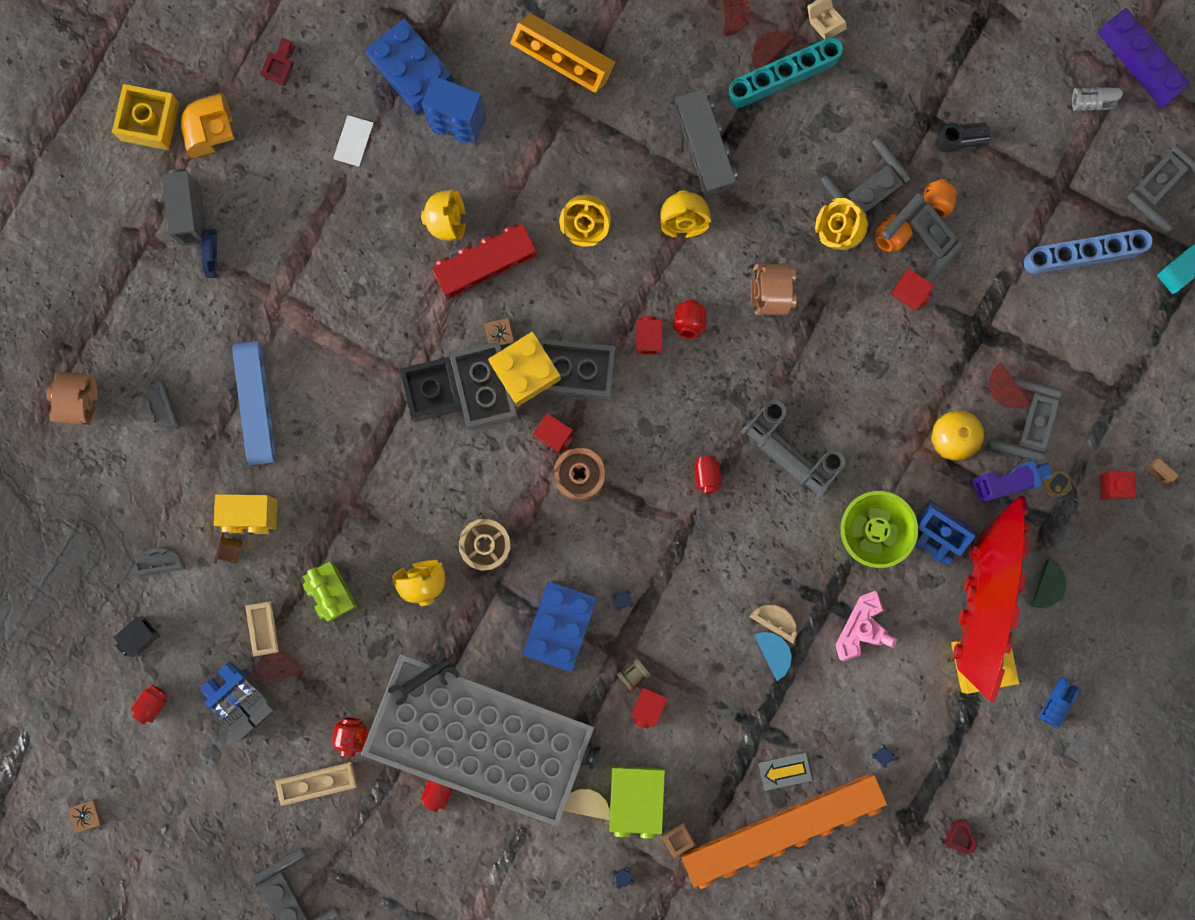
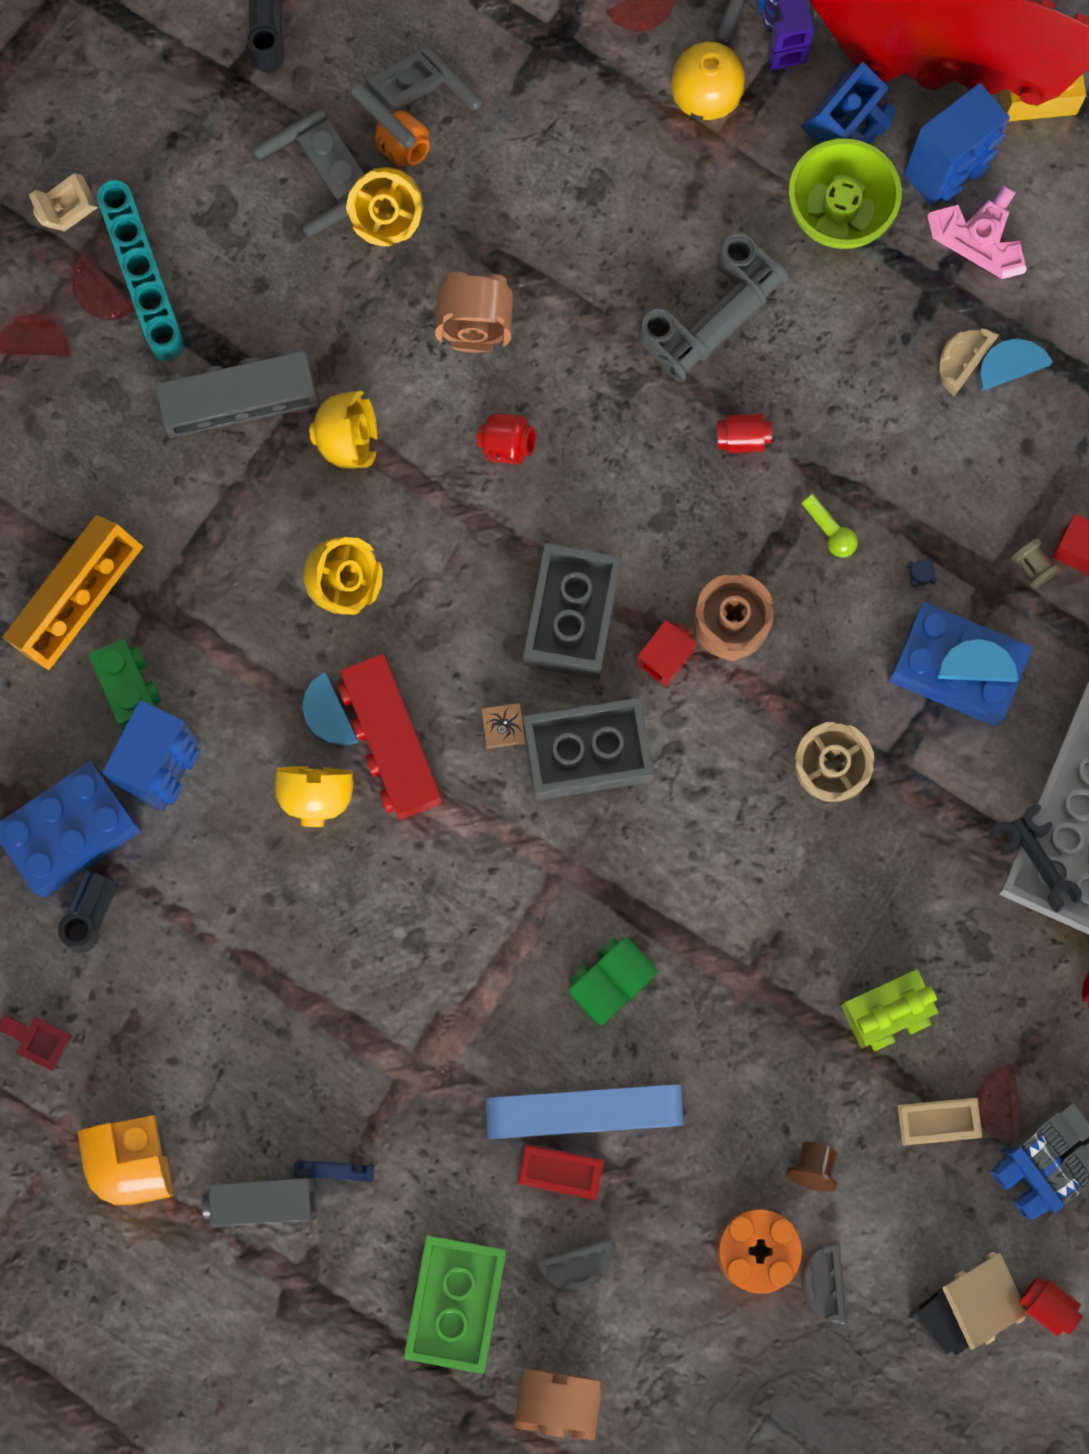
camera: 90 degrees left, 5 degrees down
(132, 333) = (455, 1304): none -> bright green plate
(146, 117) = (102, 1260): yellow brick -> none
(147, 659) = (985, 1300): none -> tan piece
(179, 529) = (775, 1268): none -> orange brick
(218, 392) = (560, 1172): none -> red tile
(243, 512) = (763, 1129): yellow brick -> none
(337, 414) = (611, 981): none -> green brick
(353, 140) = (173, 932): white sticker -> none
(362, 85) = (89, 908): none -> black piece
(421, 582) = (882, 867): yellow cylinder -> none
(430, 389) = (587, 829): black brick -> none
(498, 219) = (325, 714): none -> dark azure tile
(506, 92) = (122, 679): none -> green brick
(524, 369) = (574, 674): yellow brick -> none
(555, 634) = (978, 661): none -> dark azure tile
(641, 545) = (841, 540): none -> lime bar
(649, 335) = (527, 500): red brick -> none
(913, 290) = (489, 120): red brick -> none
(918, 603) = (957, 146): none -> blue brick
(941, 197) = (353, 66): orange head -> none

